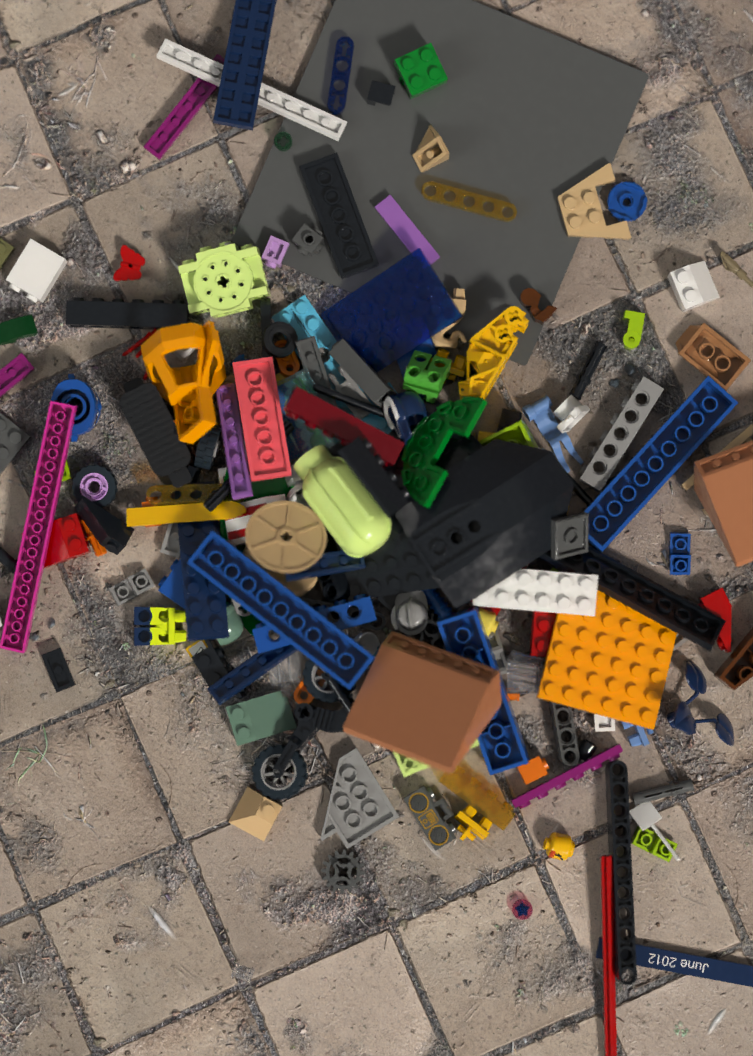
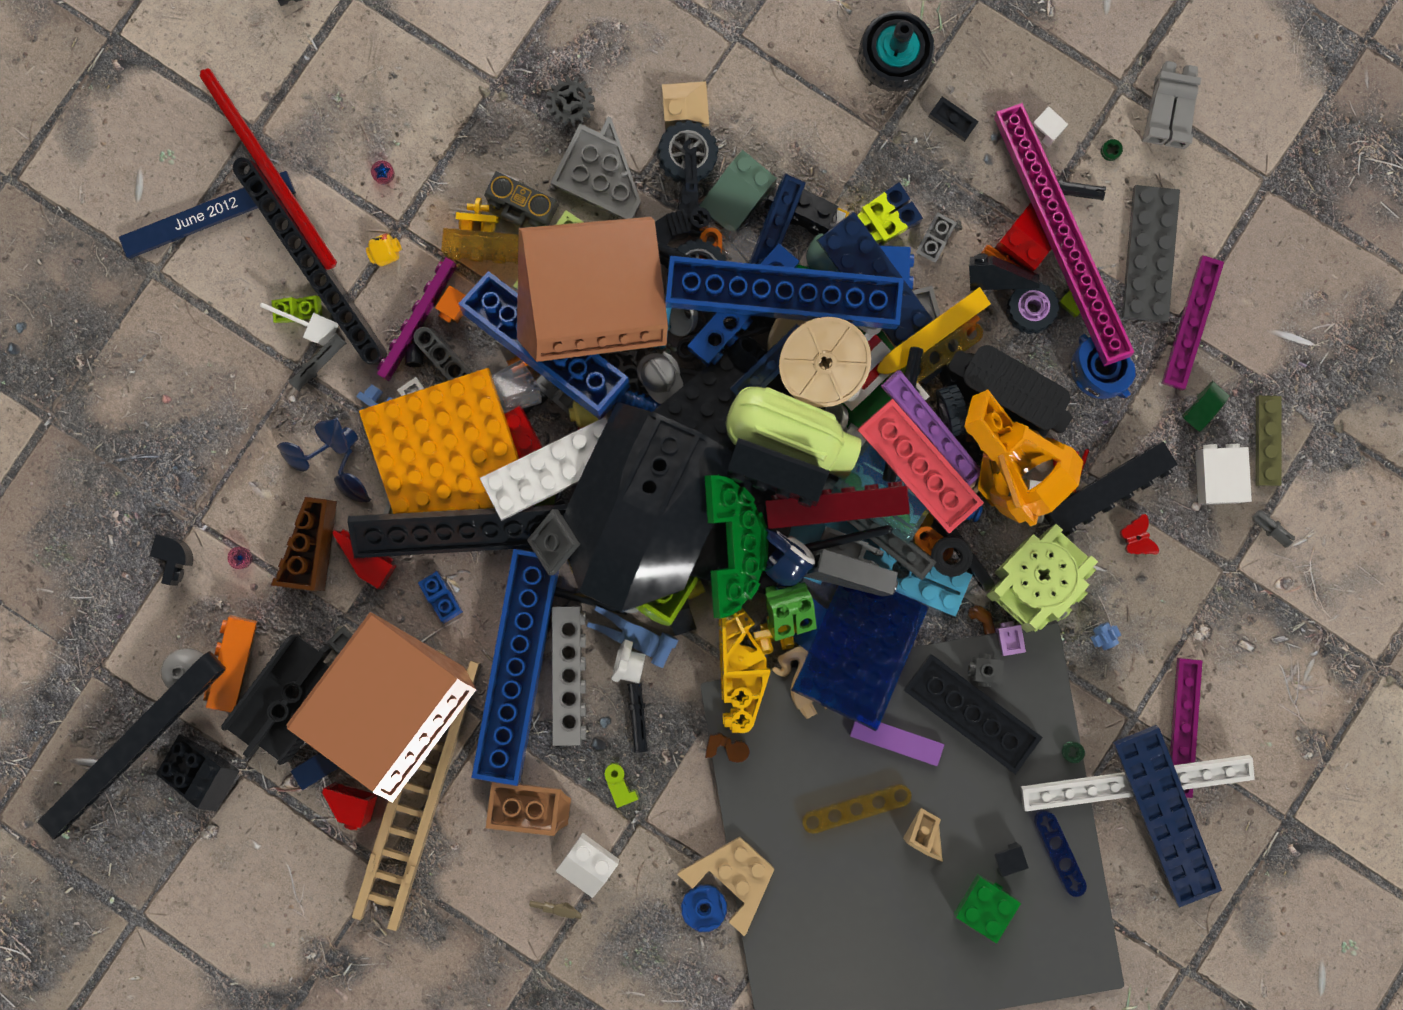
camera: 145 degrees right, 0 degrees up
(25, 209) = (1273, 528): none -> dark grey axle
(68, 749) = (896, 51): none -> black wheel
(202, 209) = (1106, 636): none -> medium blue gear
(282, 280) = (983, 615): none -> reddish brown arm

